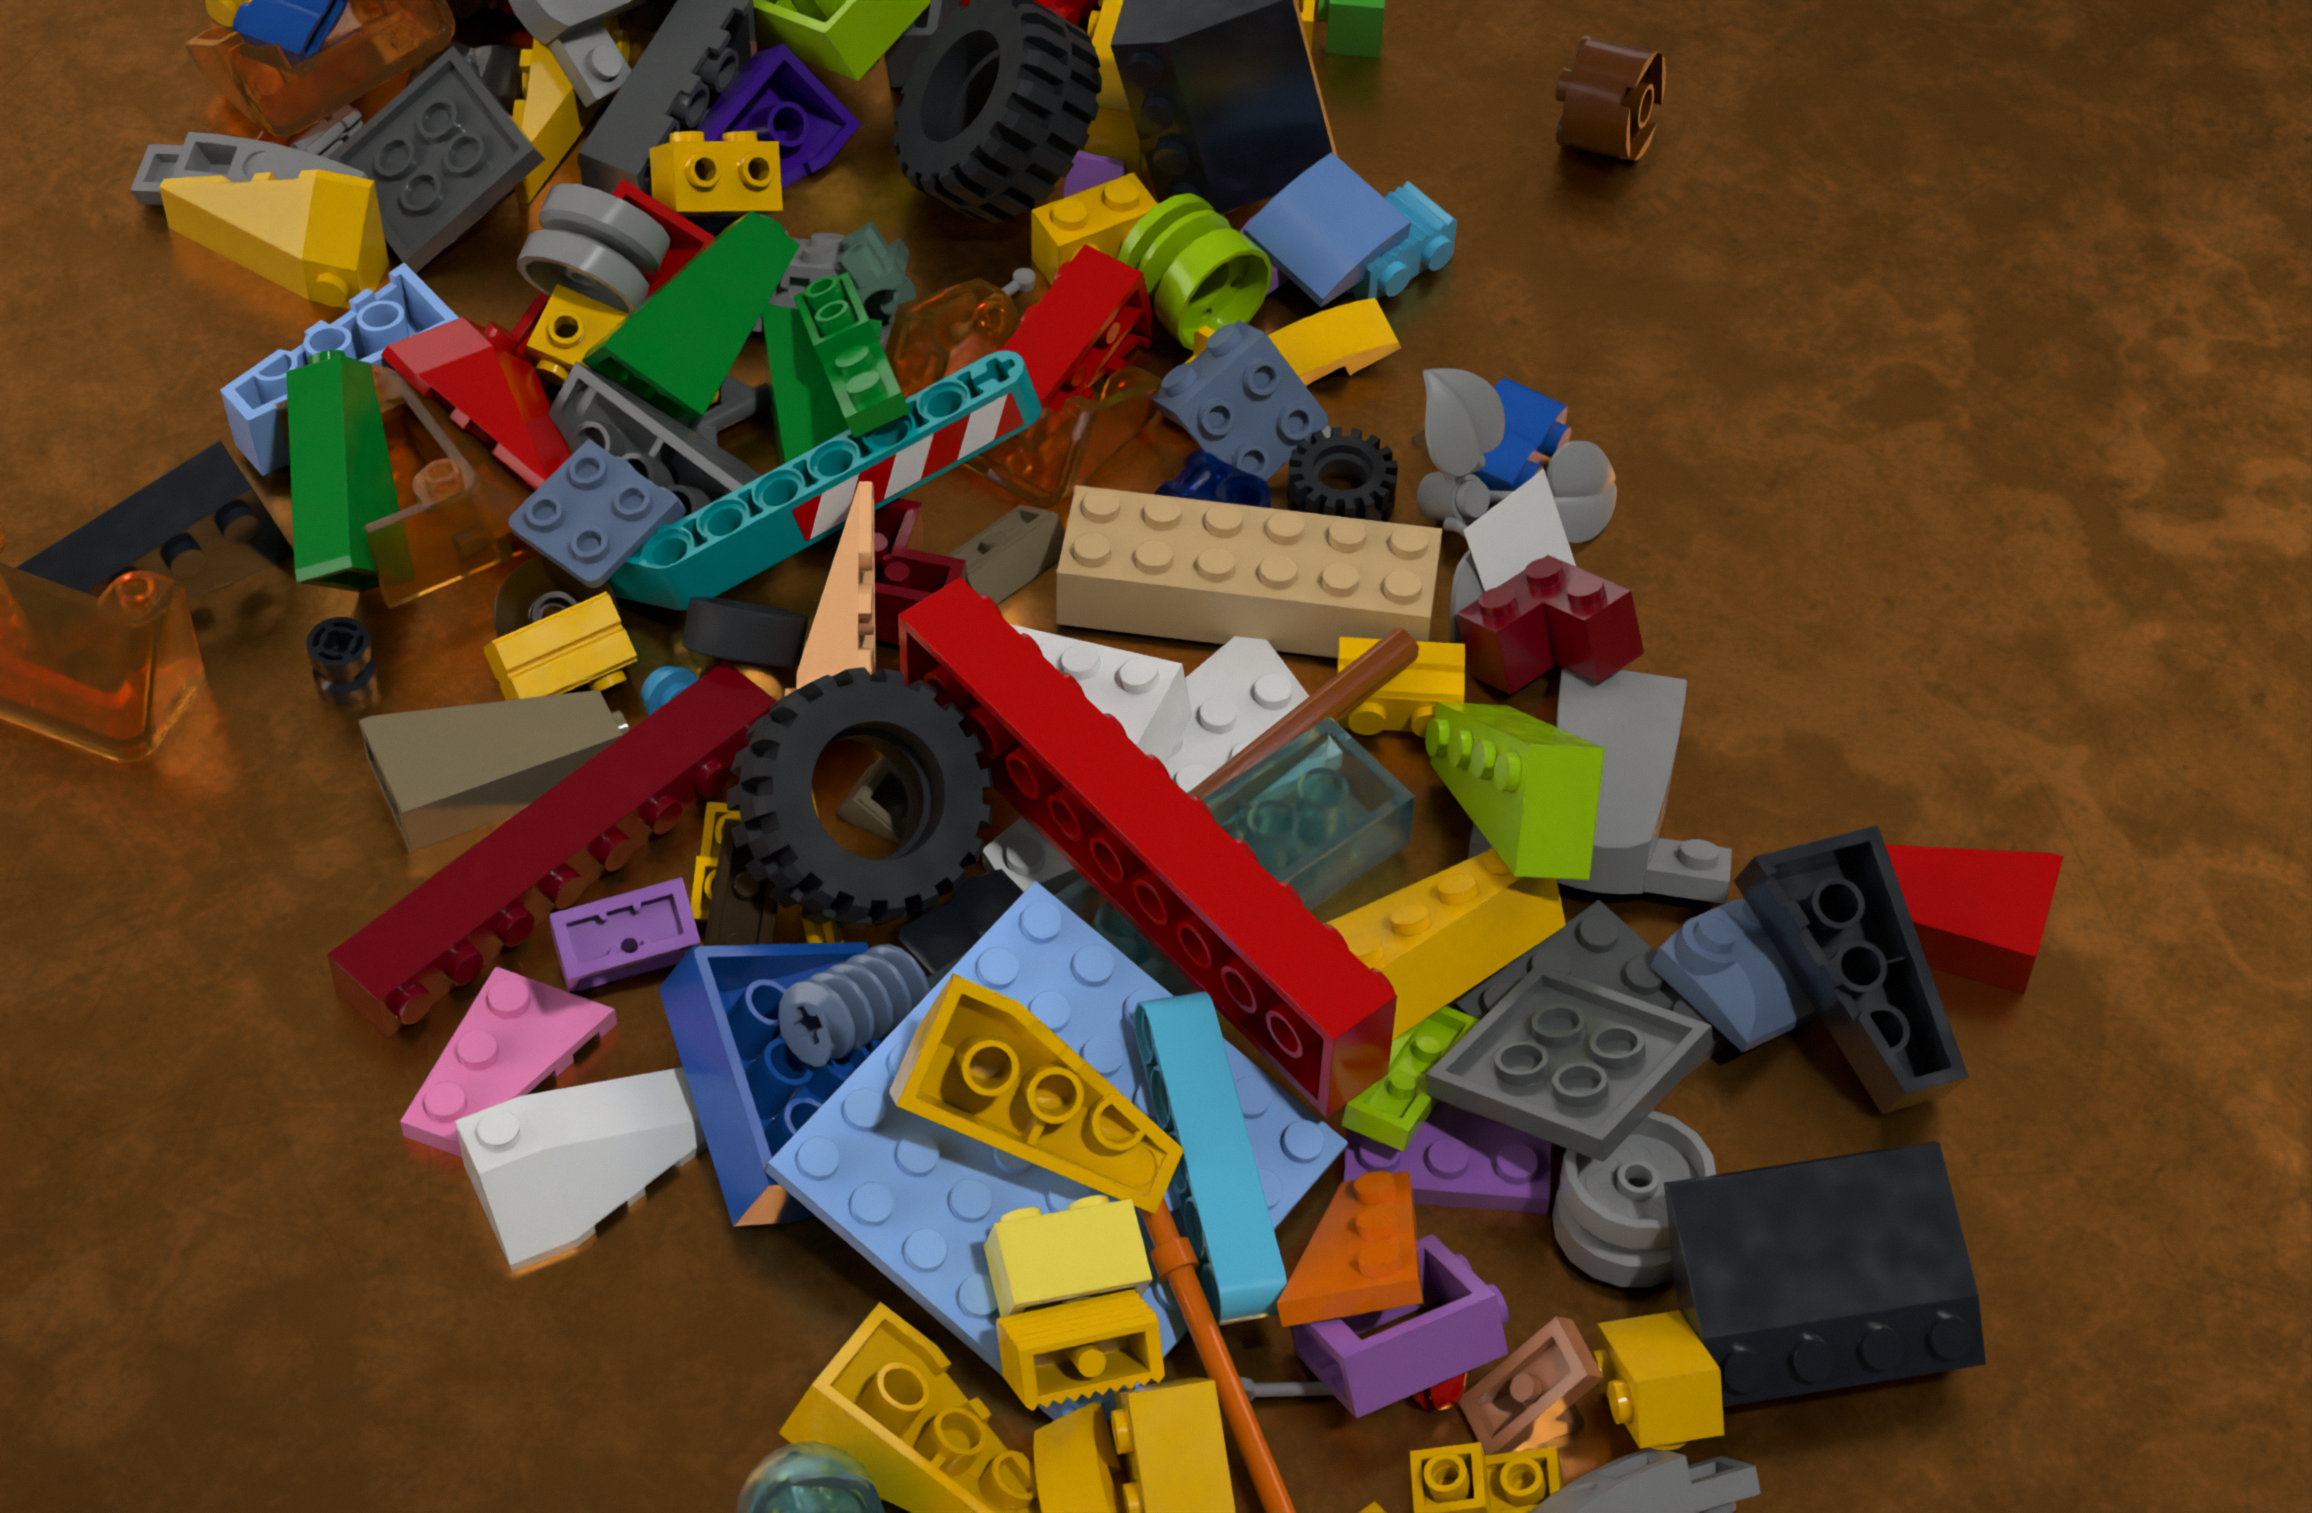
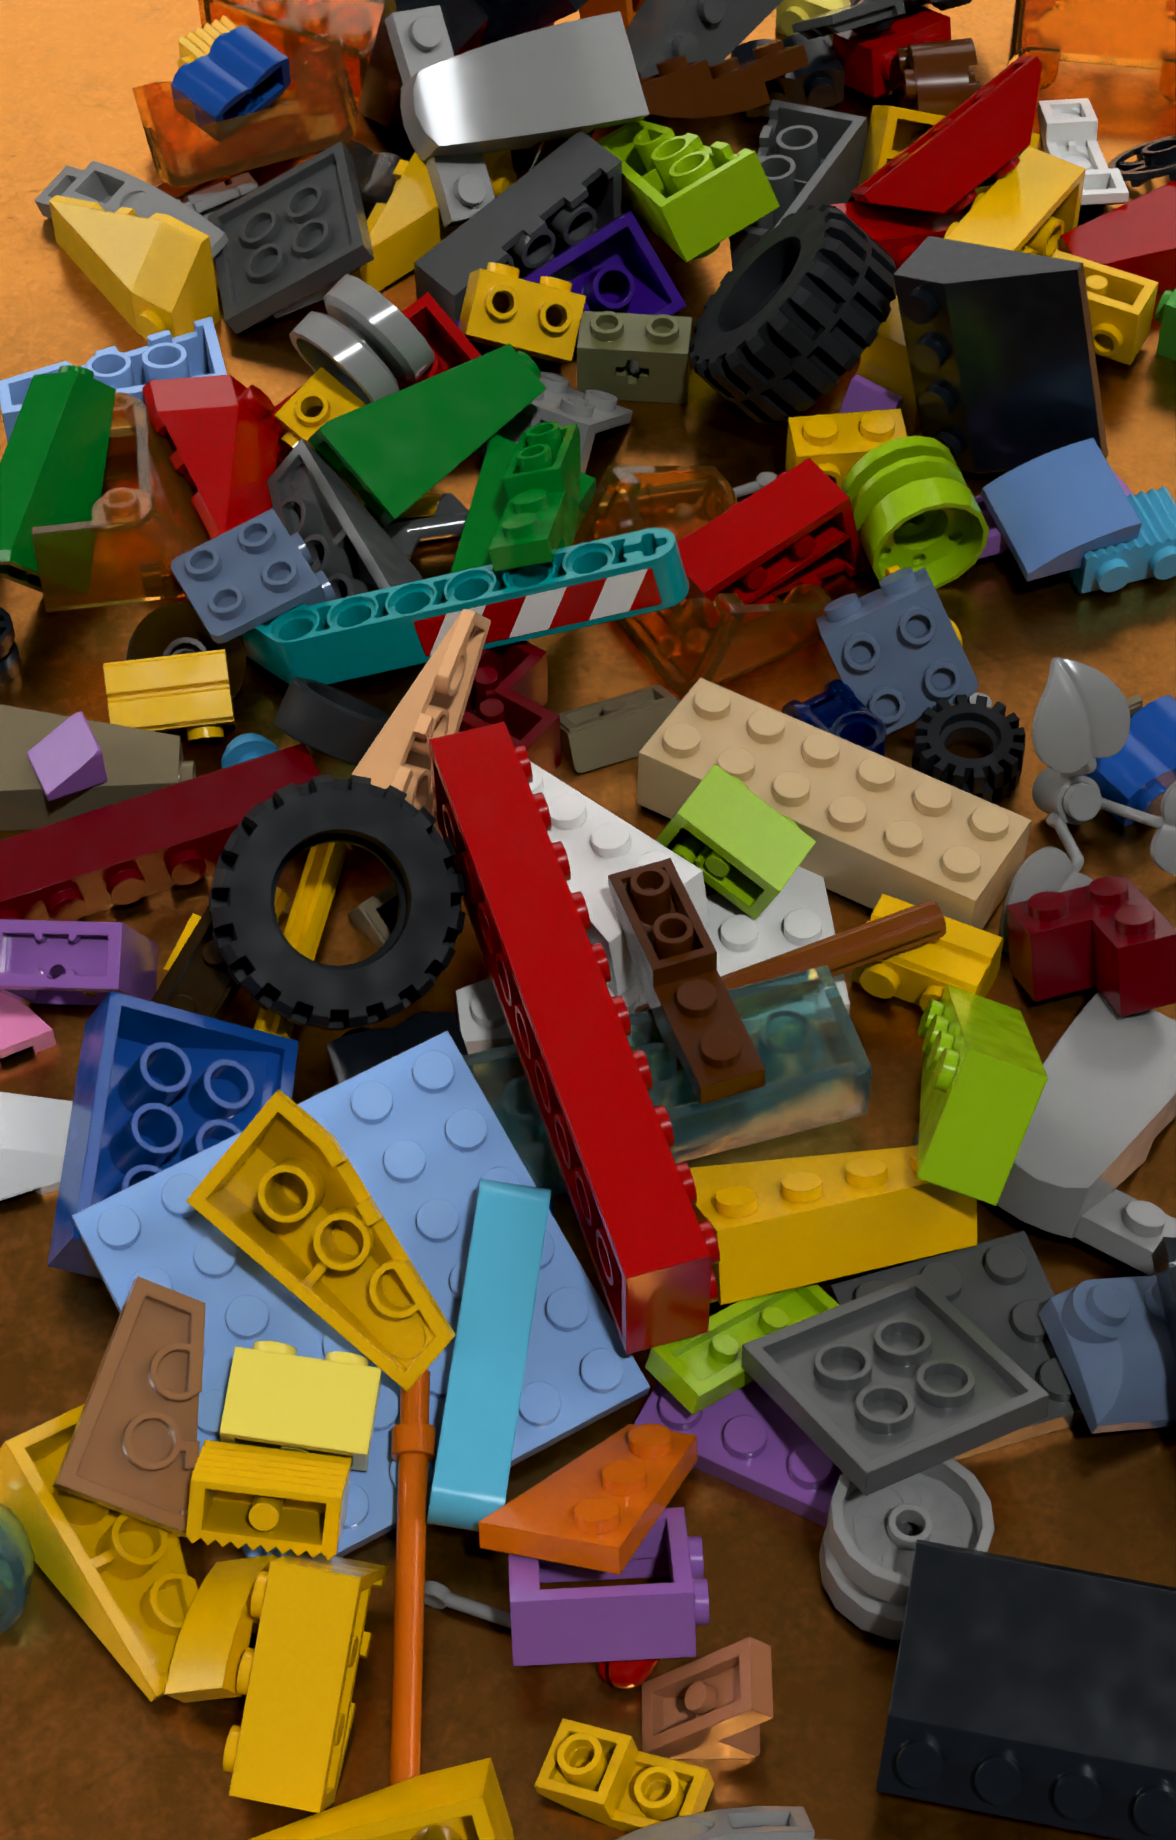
camera: 25 degrees right, 0 degrees up
(507, 743) = (68, 759): none -> medium lavender slope
(842, 188) = (635, 356): none -> olive brick
(850, 1003) = (229, 1088): sand blue piece -> none
(877, 271) = (623, 432): sand green hips -> none
(921, 1320) = (141, 1414): none -> medium nougat wing
(1189, 624) = (736, 841): none -> lime brick
(1211, 761) = (683, 983): none -> reddish brown slope
(1338, 337) = (1031, 614): yellow slope -> none
(1517, 533) = (1100, 843): white sticker -> none
(1659, 1380) = (830, 1741): yellow brick -> none

